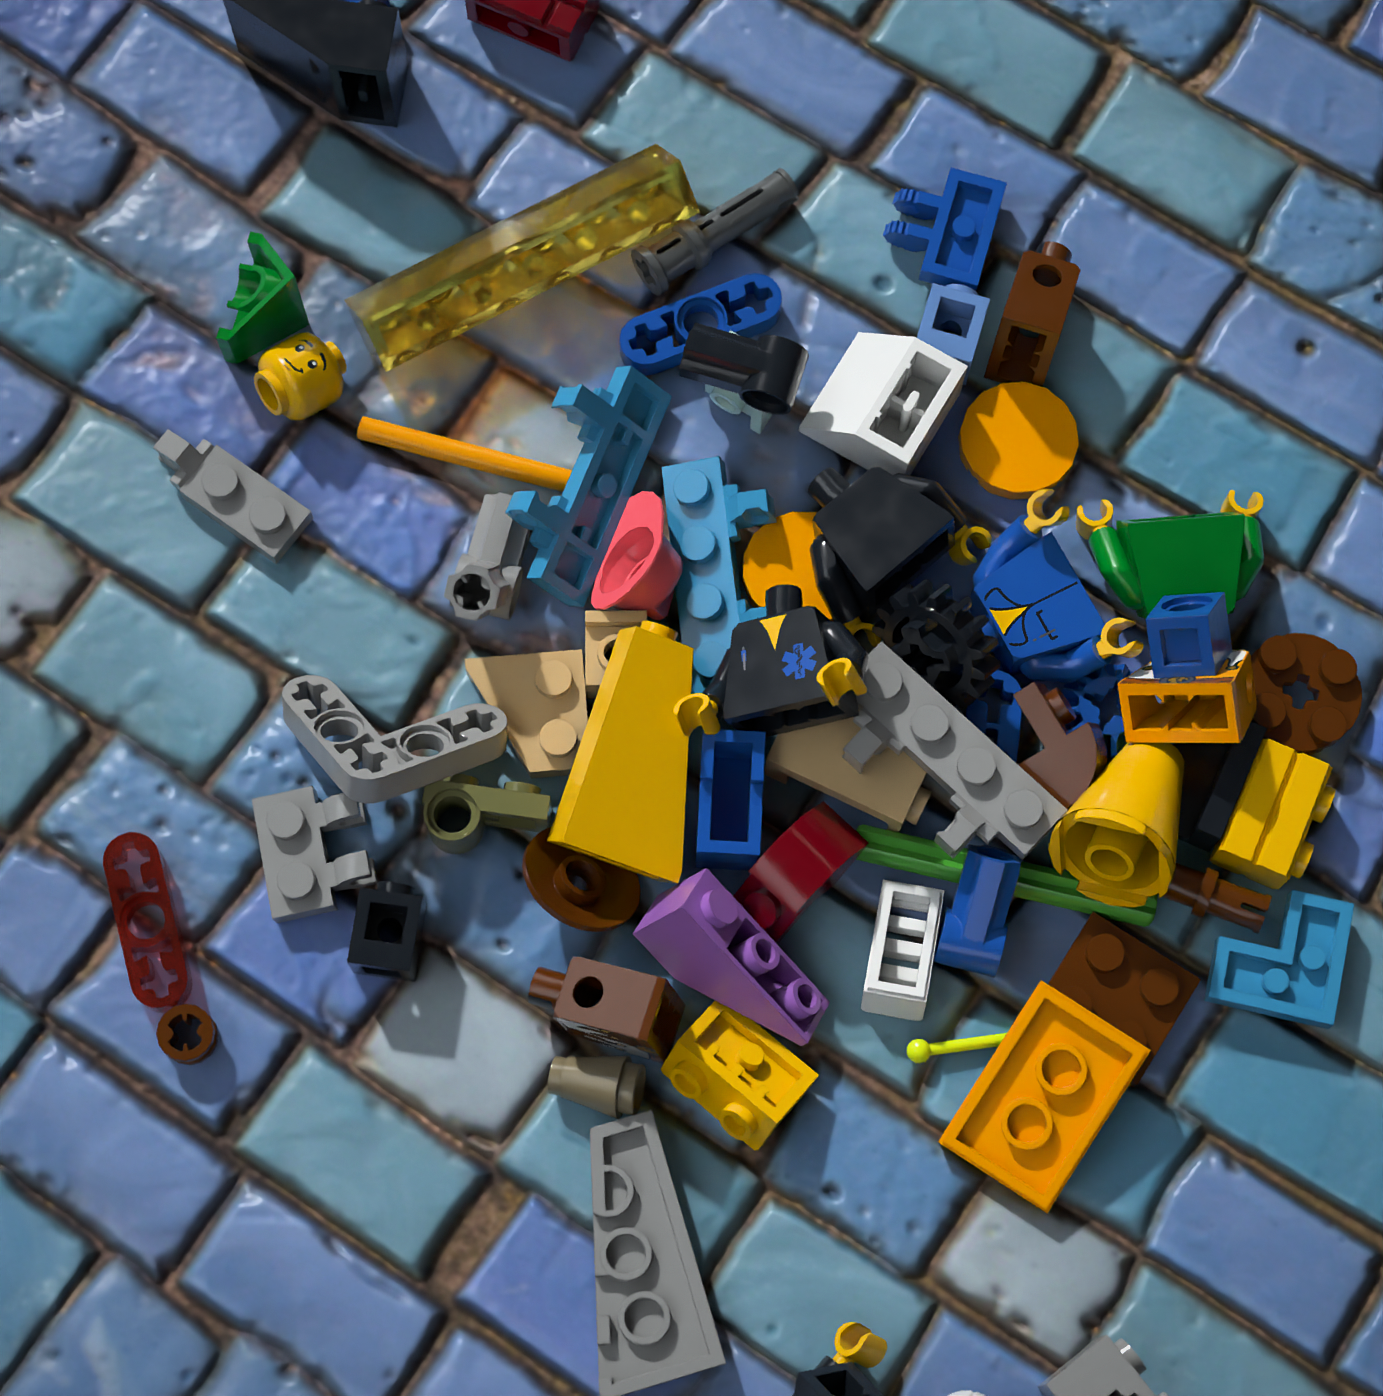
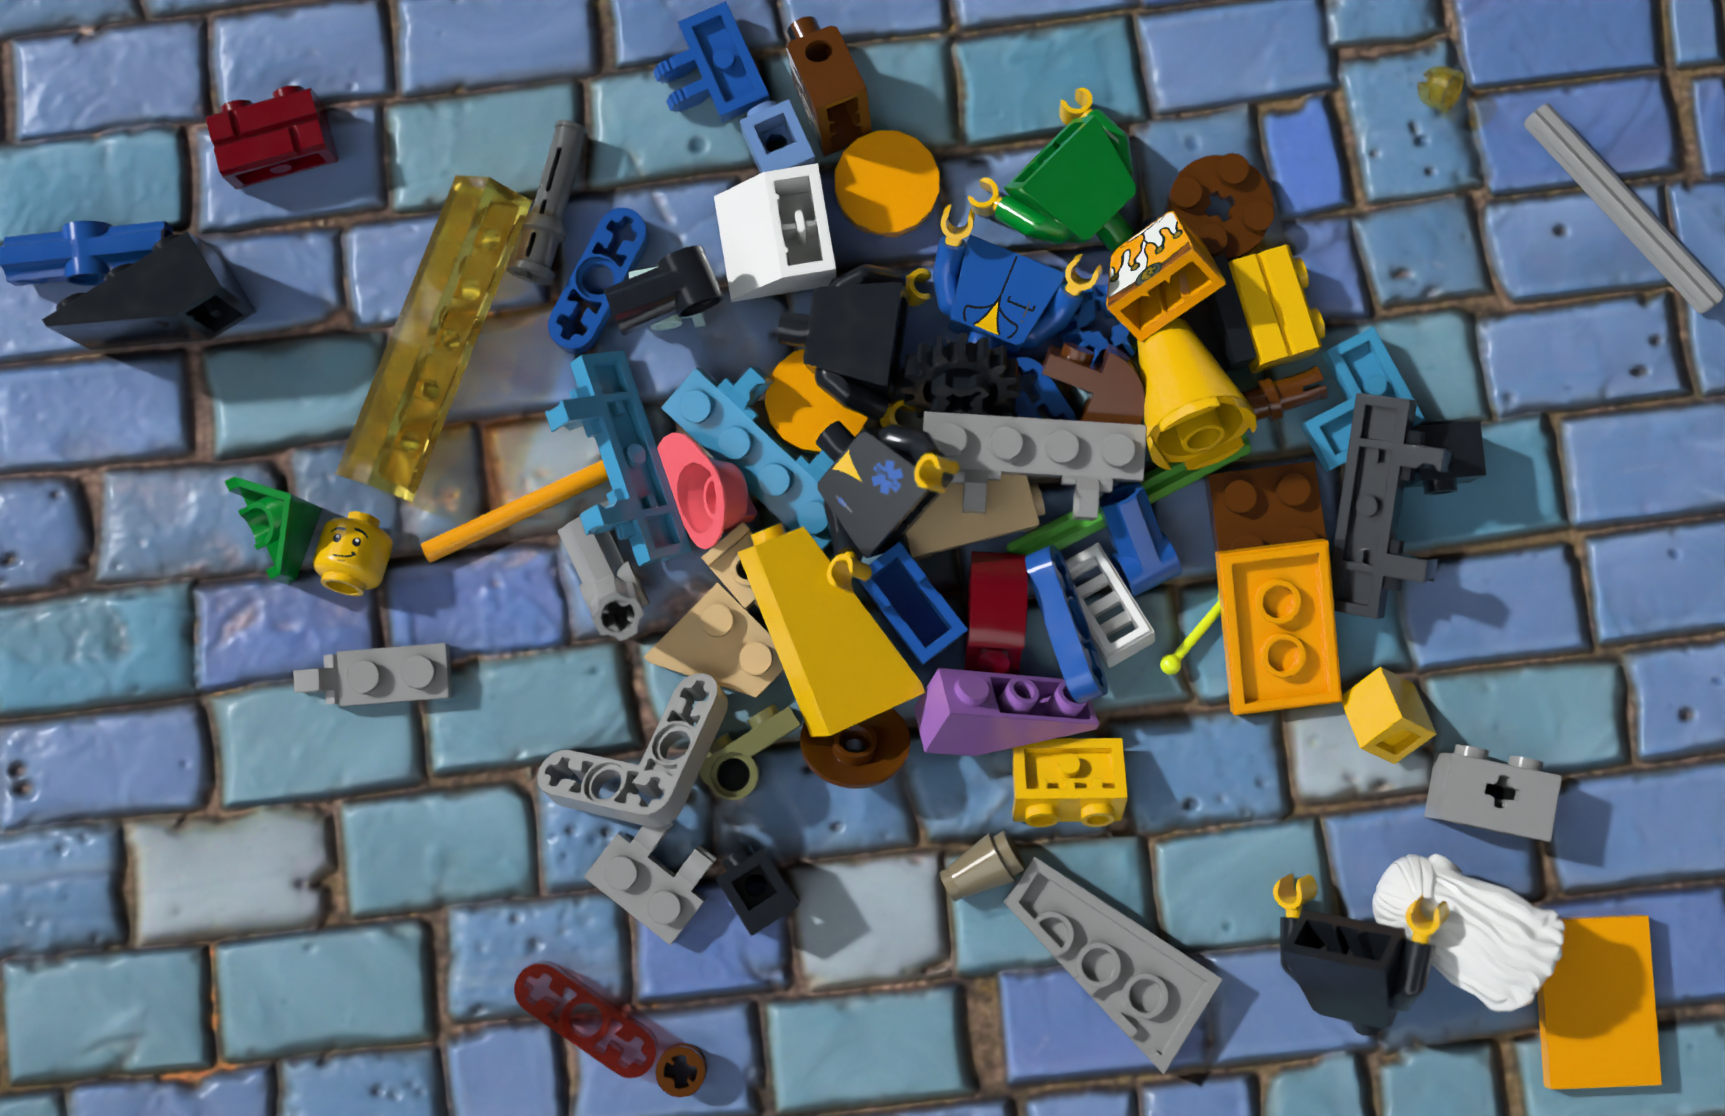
camera: 40 degrees left, 10 degrees up
(635, 1009) = (971, 803): reddish brown torso -> none
(852, 929) = (1066, 624): none -> blue beam
(1078, 1259) = (1387, 715): none -> yellow panel
(1189, 635) = (1128, 234): blue brick -> none
(1255, 1020) = (1379, 460): none -> black hinge
(1321, 1069) = (1467, 460): none -> black brick

